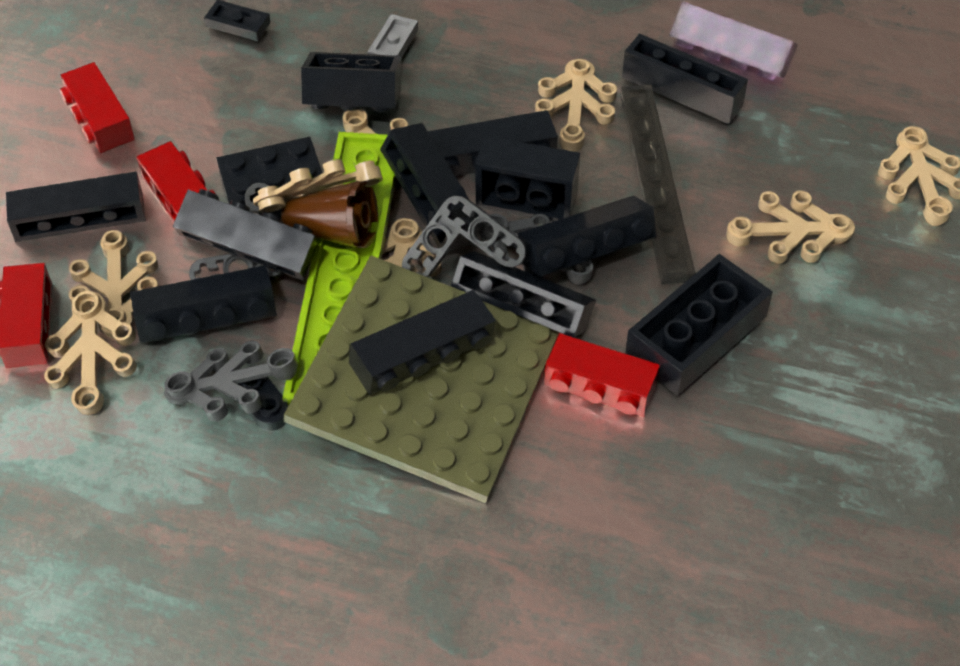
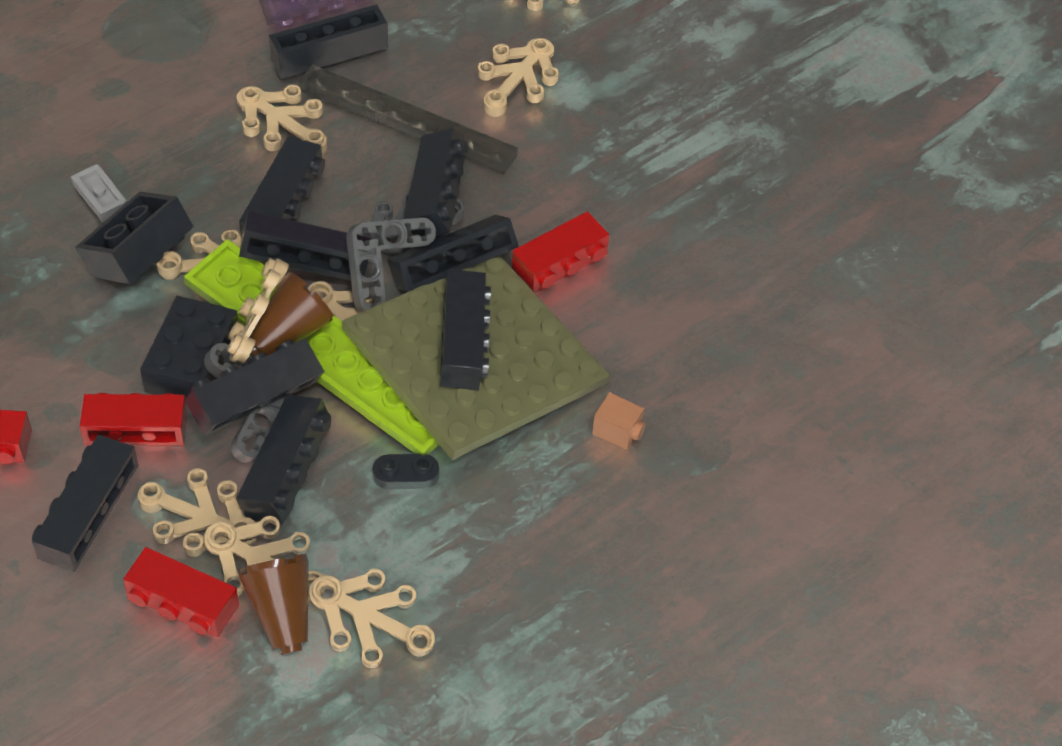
camera: 60 degrees left, 0 degrees up
(44, 379) = (280, 599): none -> reddish brown cone
(75, 455) = (366, 613): none -> tan plant
(189, 387) = (376, 480): dark grey plant -> none
(434, 532) = (619, 421): none -> nougat brick
(526, 179) = (349, 185): black brick -> none
(699, 322) = (566, 168): black brick -> none

